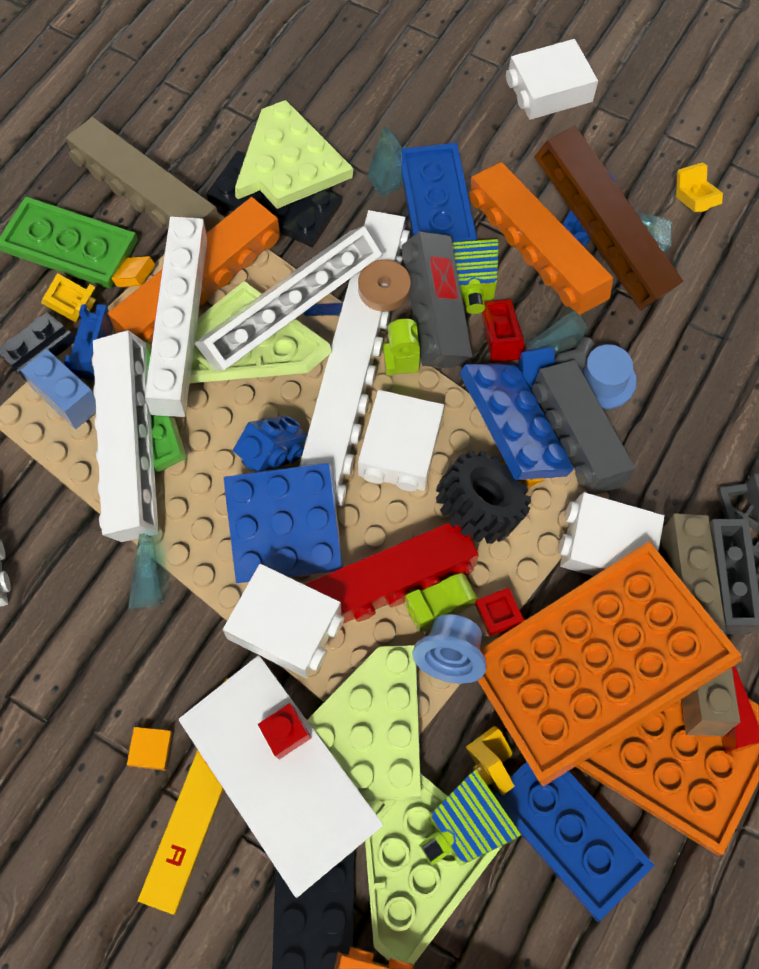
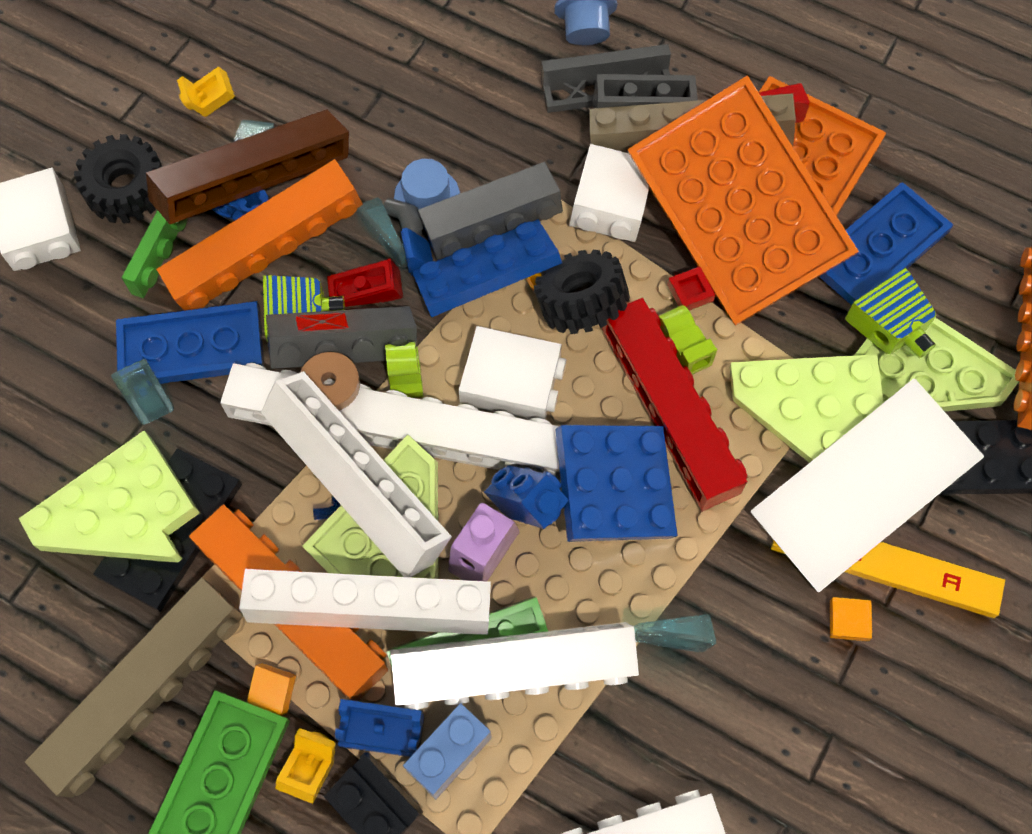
camera: 90 degrees left, 0 degrees up
(230, 408) = (482, 543): none -> lavender torso
(284, 621) = (733, 467): white brick -> none
(284, 731) = (832, 474): red plate -> none
(451, 650) = (737, 324): medium blue piece -> none
(488, 755) = (835, 304): yellow bracket -> none
(517, 160) = (150, 254): none -> bright green plate
(608, 121) = (105, 165): none -> black tyre

